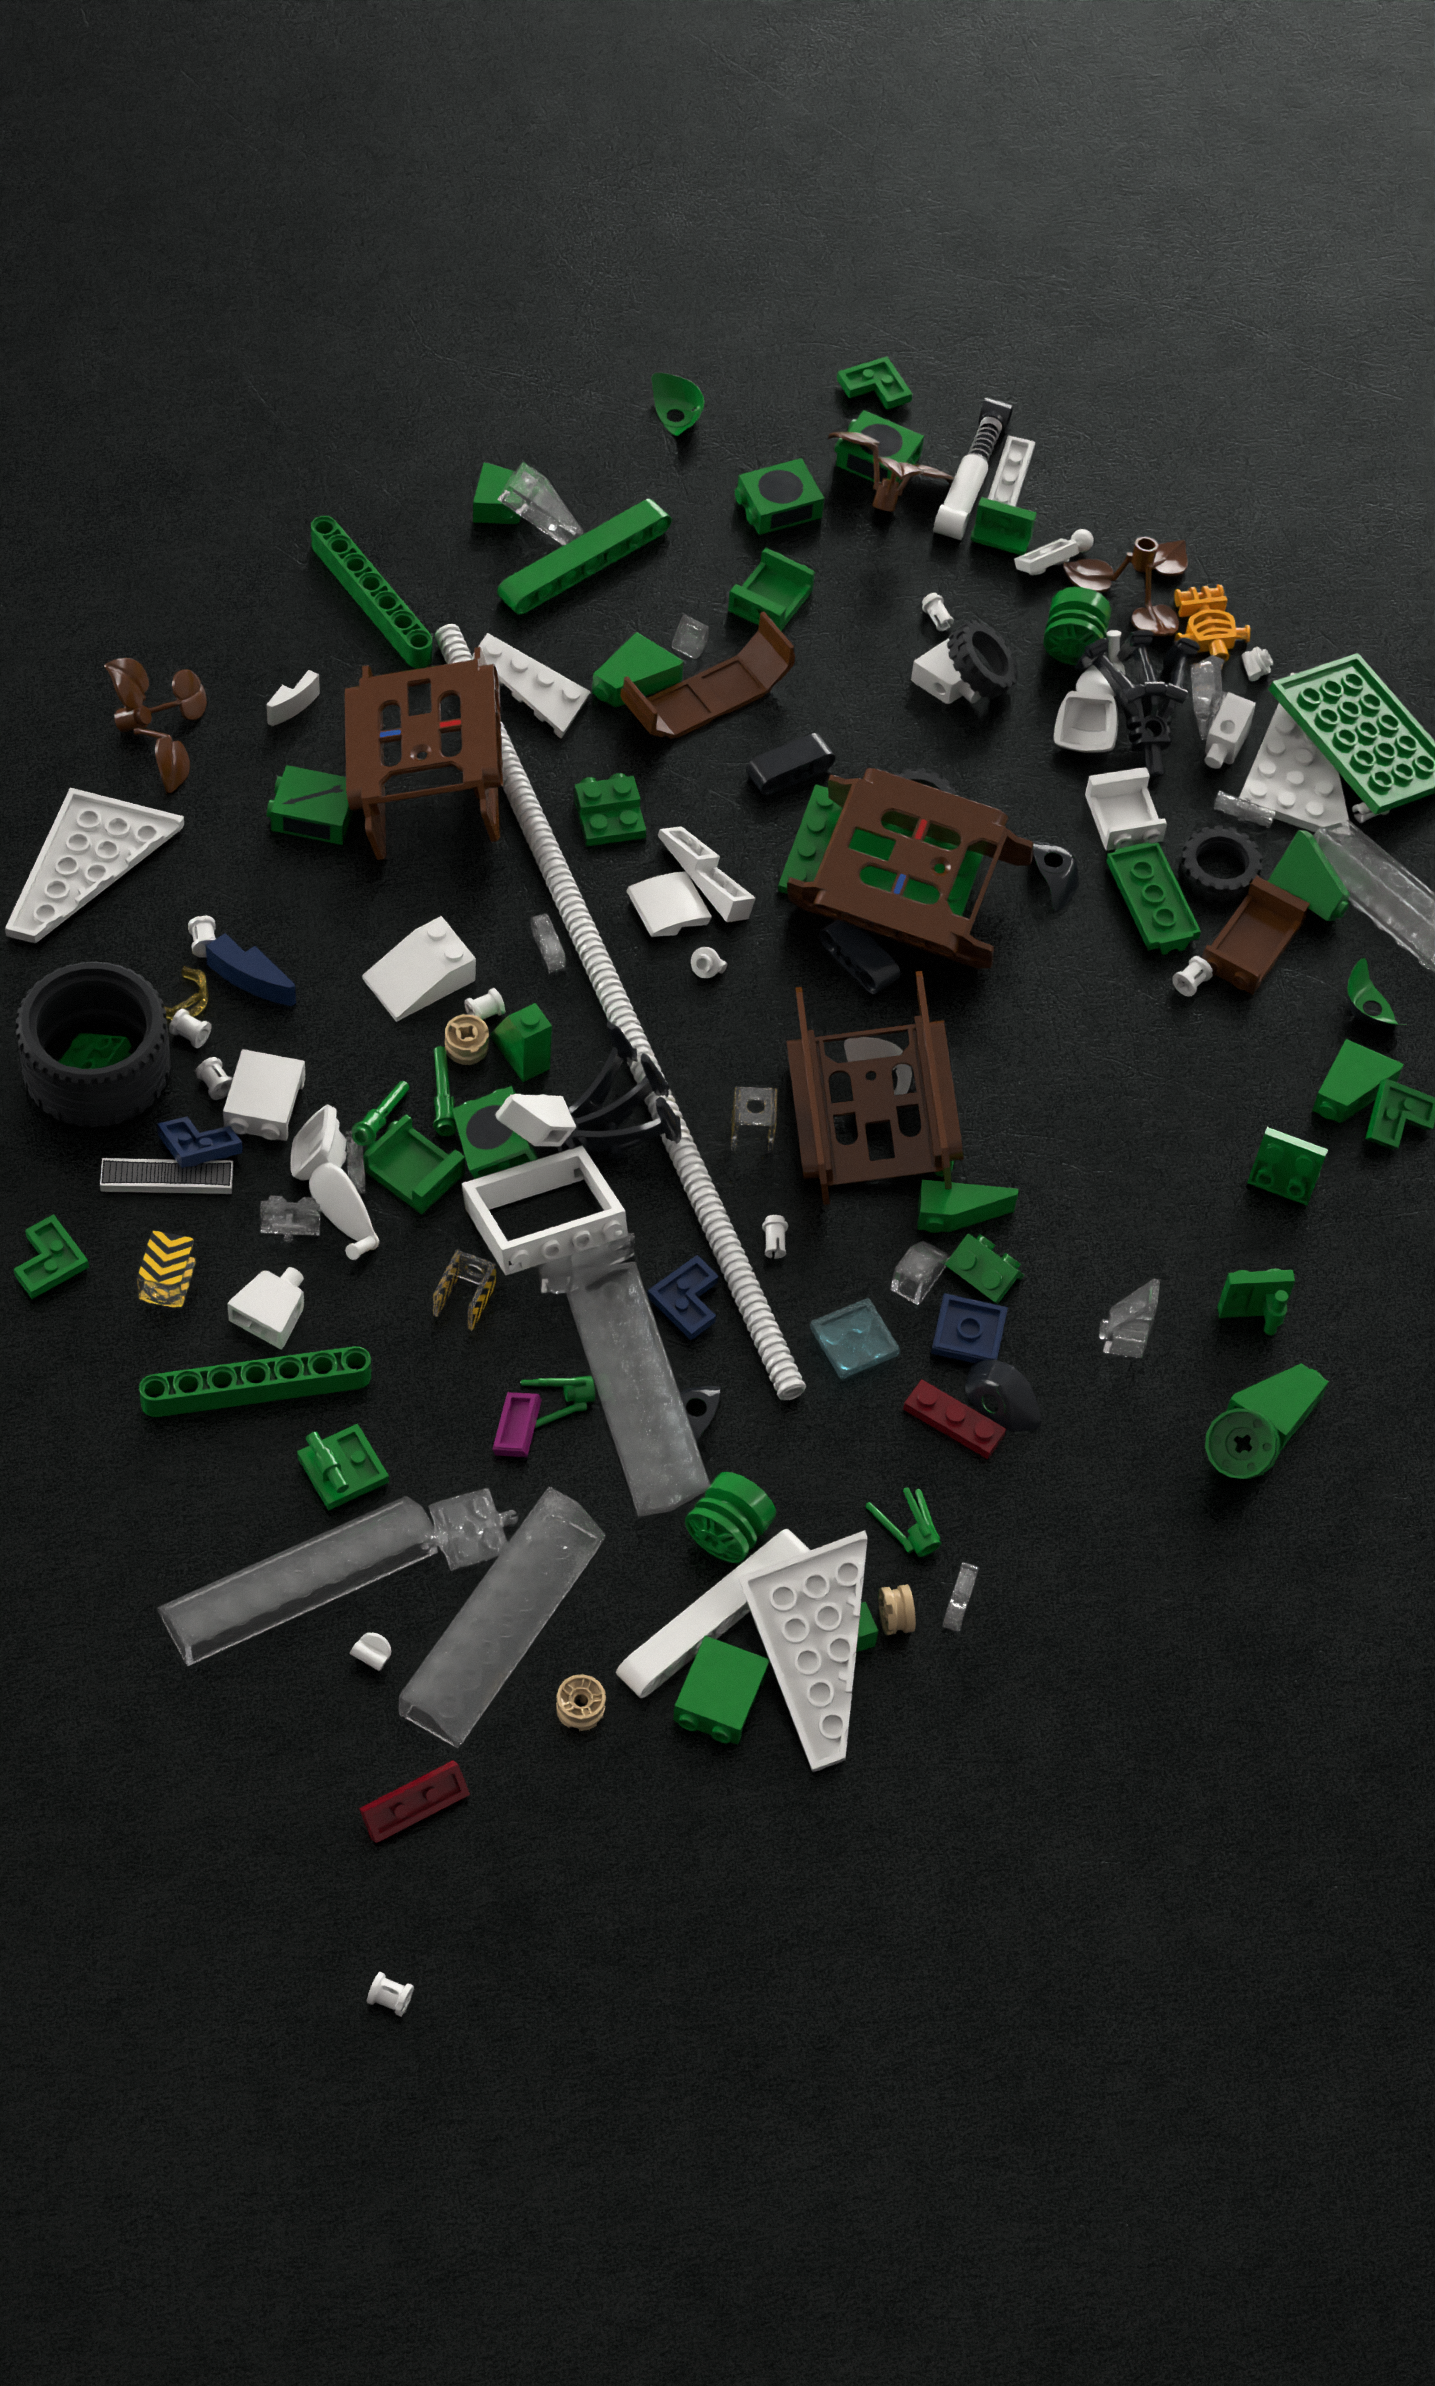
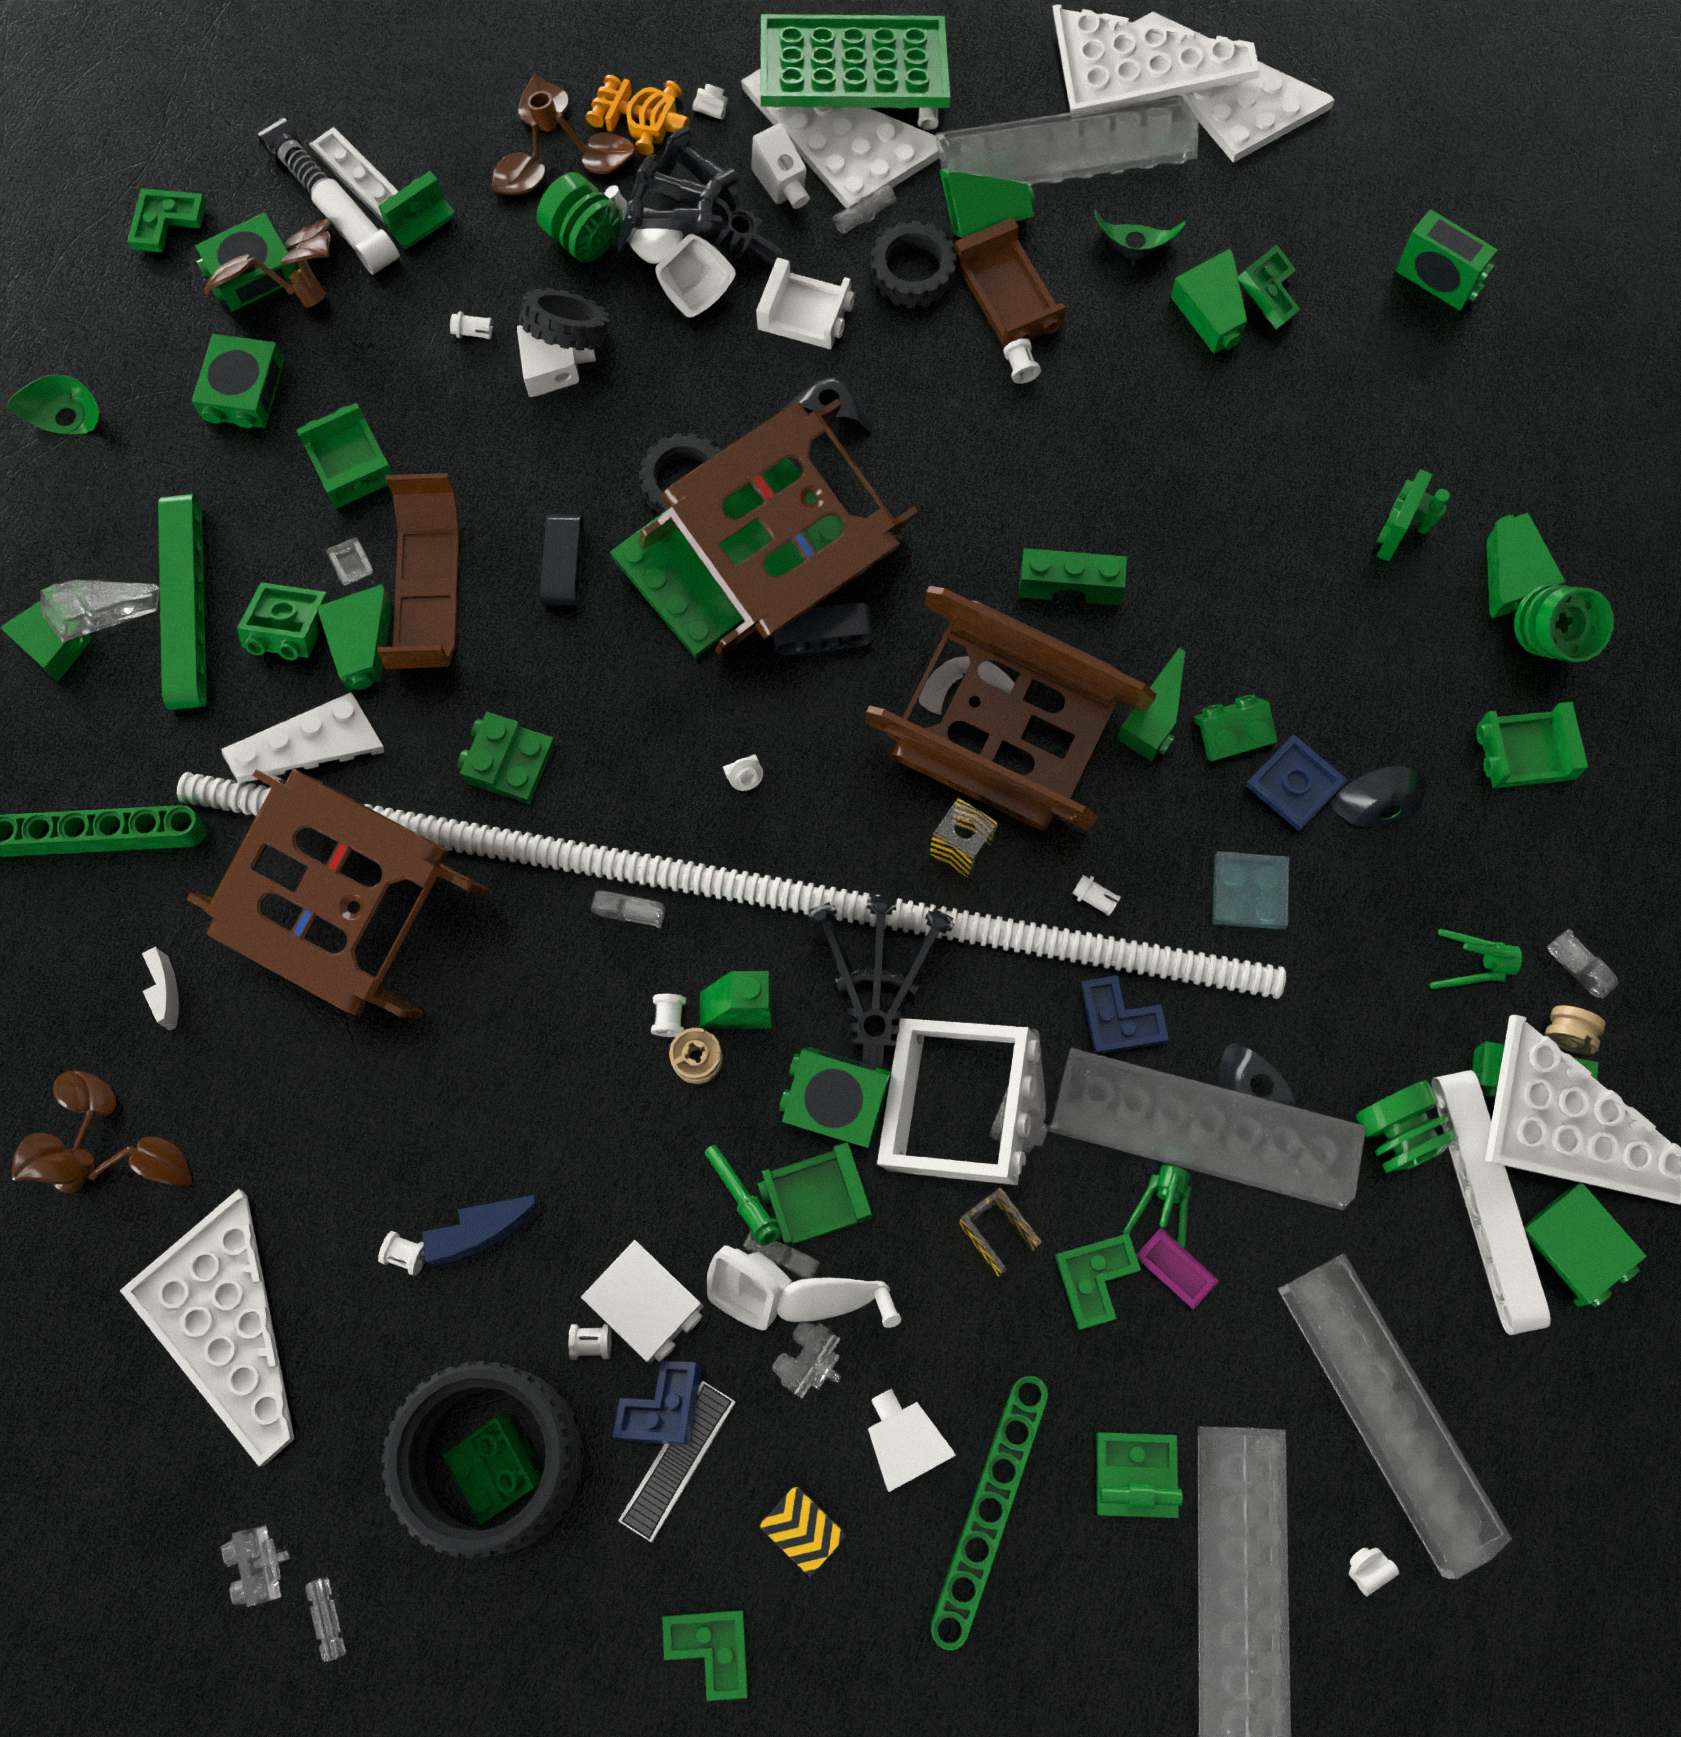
camera: 50 degrees left, 15 degrees up
(190, 1028) = (511, 1333): white bush -> none
(199, 977) = (483, 1310): clear yellow helmet -> none
(310, 805) = (309, 1046): green brick -> none
(414, 1801) = (1563, 1624): dark red plate -> none
(421, 969) = (585, 1054): white slope -> none
(445, 1121) = (758, 1122): green pin -> none
(468, 1529) = (1290, 1392): clear plate -> none
(470, 1365) = (1085, 1274): none -> green plate
(537, 1118) = (867, 1047): white slope -> none
(590, 1693) = (1538, 1378): tan wheel -> none
(611, 620) = (282, 621): none -> green plate
(668, 903) = (653, 767): white slope -> none
(701, 865) = (624, 711): white slope -> none
(918, 1271) = (1208, 785): clear slope -> none
(954, 1419) = (1381, 853): dark red plate -> none
(1040, 1110) = (1094, 574): none -> green arch
(1054, 553) = (474, 188): white plate -> none
(1123, 1482) = (1532, 747): none -> green panel
(1130, 1321) = (1384, 634): clear slope -> none
(1153, 897) = (915, 339): green brick -> none
(1207, 692) = (734, 150): clear slope -> none
(1287, 1166) = (1281, 407): green plate -> none

